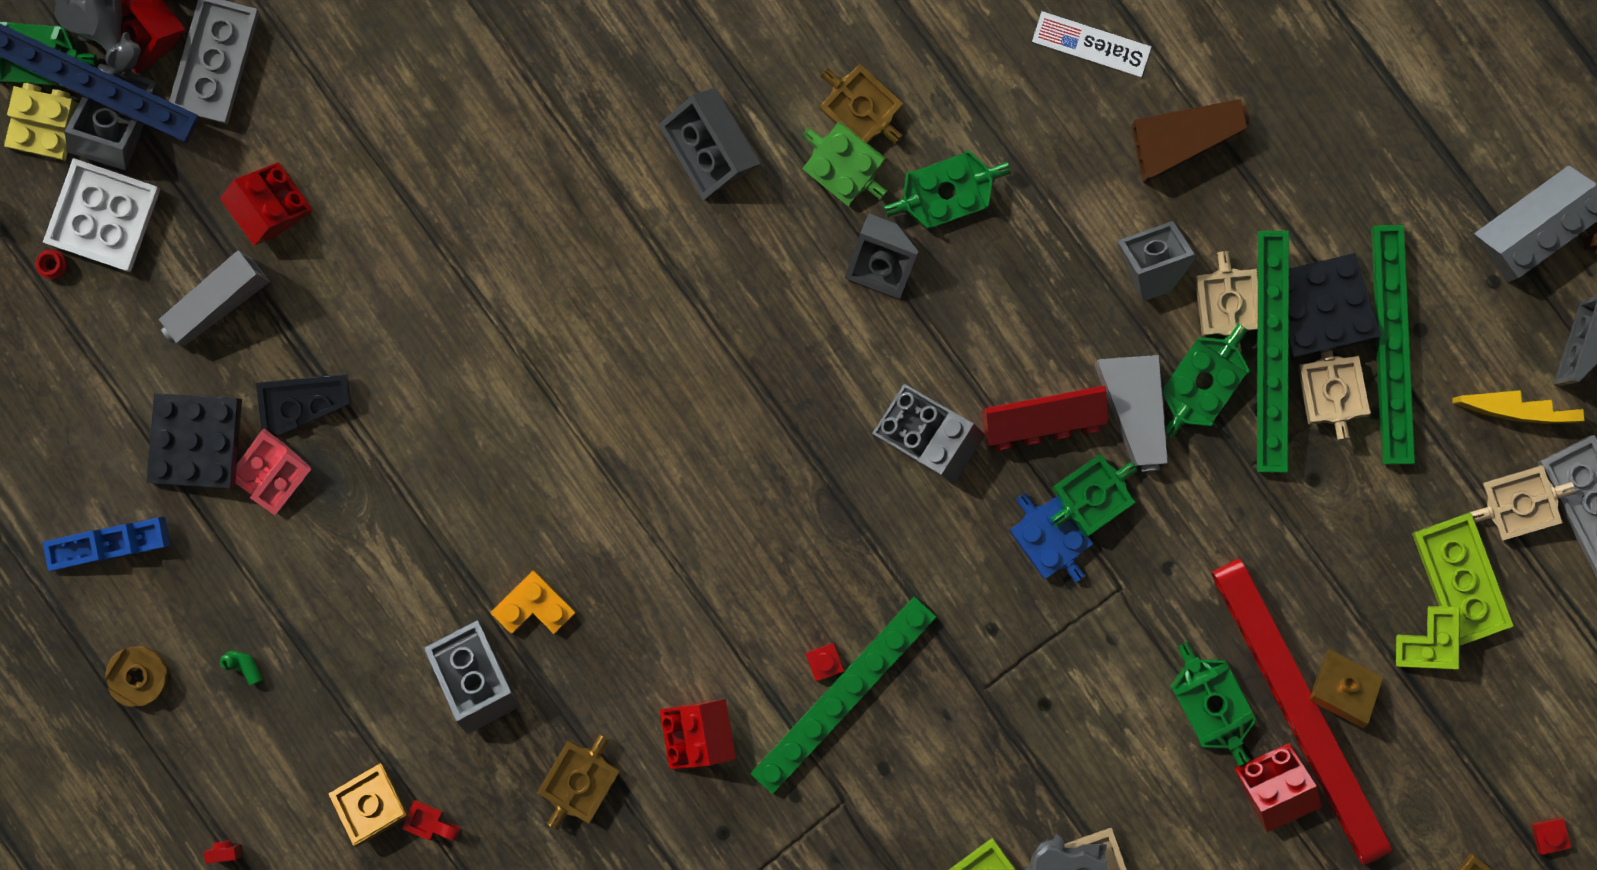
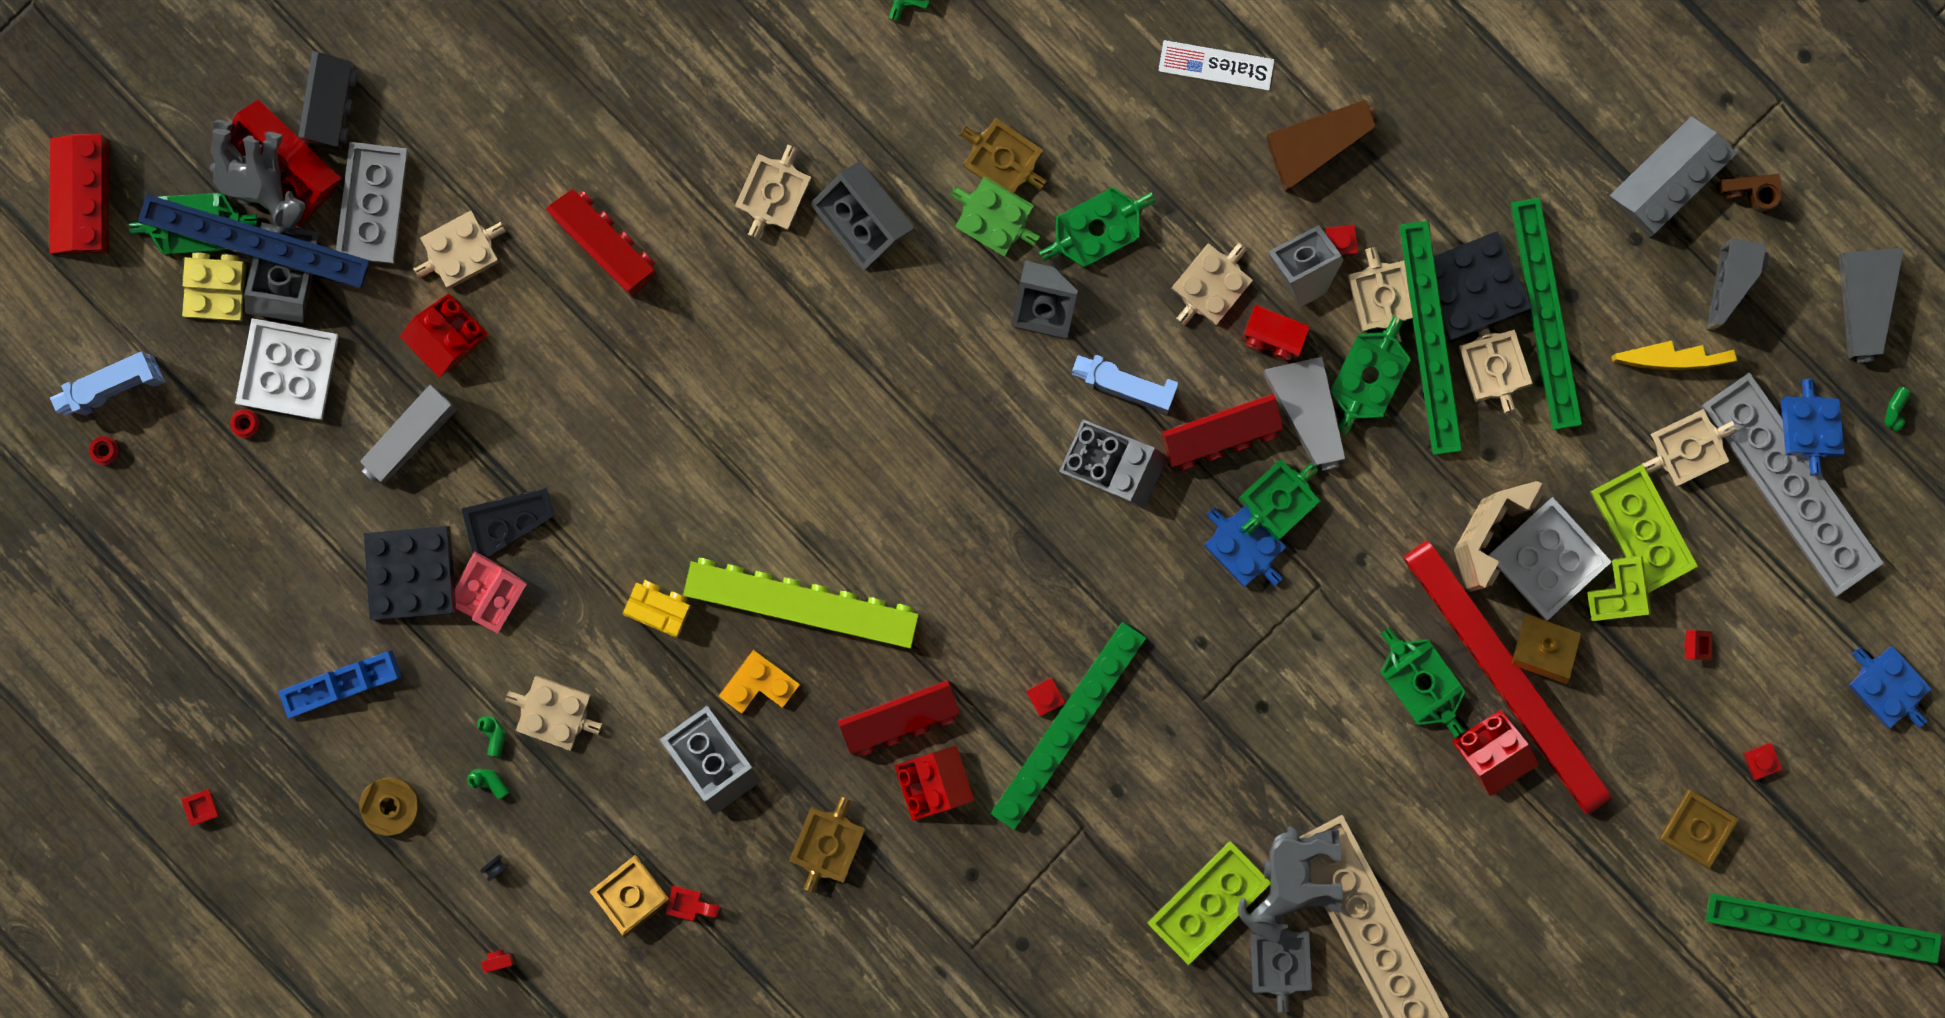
camera: 10 degrees left, 0 degrees up
(234, 755) = (494, 868): none -> black bush
(257, 617) = (494, 732): none -> green arm
(295, 119) = (459, 249): none -> tan plate
(319, 605) = (553, 712): none -> tan plate
(439, 131) = (602, 242): none -> red slope
(441, 515) = (657, 609): none -> yellow brick
(588, 531) = (800, 604): none -> lime brick
(622, 107) = (773, 192): none -> tan plate
(671, 662) = (899, 717): none -> red slope
(953, 356) = (1123, 385): none -> light blue hips
(1055, 265) = (1211, 284): none -> tan plate
(1113, 325) = (1274, 333): none -> red slope
(1197, 238) = (1343, 239): none -> red plate
(1285, 592) = (1475, 566): none -> tan slope
(1361, 596) = (1549, 559): none -> white plate
(1502, 707) = (1698, 645): none -> red plate

